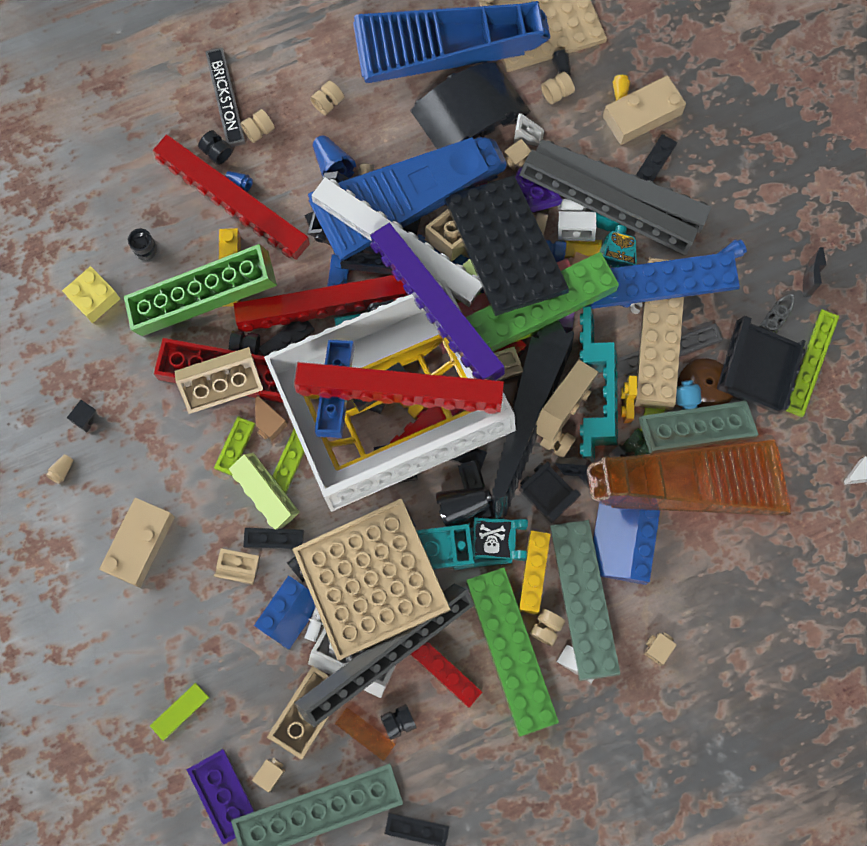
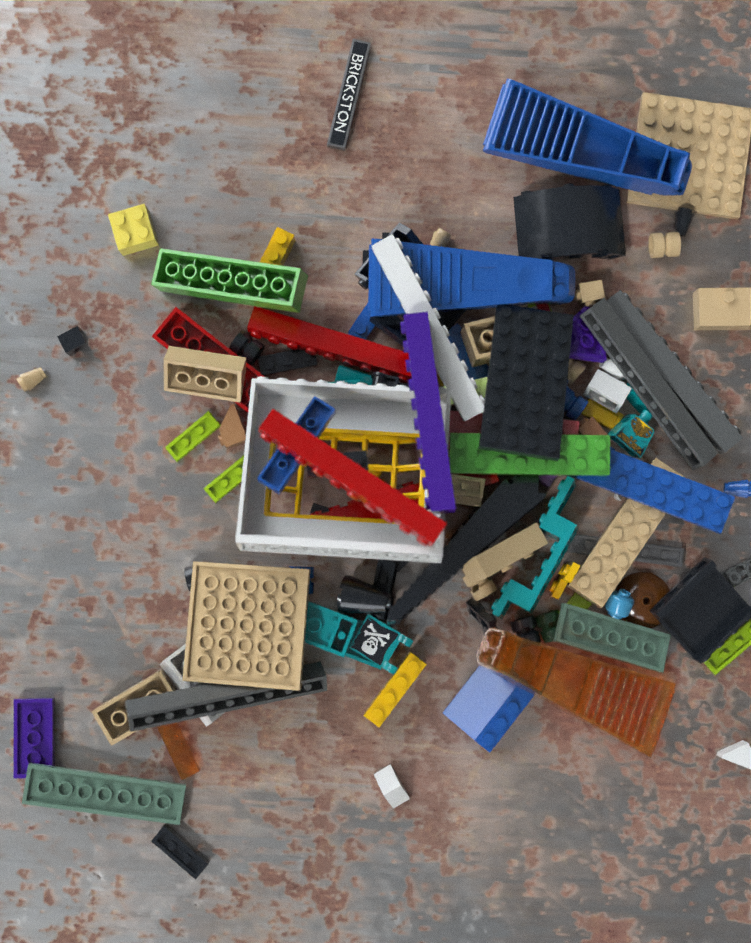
camera: 30 degrees right, 10 degrees up
(137, 542) = (65, 481): tan brick -> none
(142, 244) = (201, 204): black wheel -> none
(179, 711) = (32, 646): lime tile -> none
(215, 147) = (313, 140): black wheel -> none
(231, 197) = (304, 197): red brick -> none
(237, 566) = (141, 546): tan plate -> none
(242, 180) = (320, 186): blue cone -> none
(257, 126) = (363, 140): tan wheel -> none
(264, 491) = (197, 492): yellowish green brick -> none
(269, 774) = (80, 740): tan brick -> none
(272, 539) = (185, 539): black plate -> none
(287, 613) = (162, 611): blue slope -> none
(314, 626) = (179, 636): white axle -> none
(327, 97) = (448, 142): tan wheel -> none
(332, 157) = (415, 209): blue cone -> none
(398, 722) = (210, 754): black wheel -> none
(447, 674) = (273, 738): red brick -> none
(511, 652) = (338, 747): bright green brick -> none
(528, 131) = (613, 274): white slope -> none
(547, 627) = (380, 742): tan wheel -> none
(548, 492) = (447, 624): black panel -> none
(584, 601) = (425, 737): sand green plate -> none
(621, 86) = (725, 274): yellow cone -> none
(656, 158) = (718, 362): black plate -> none
(659, 648) = (468, 811): tan brick -> none

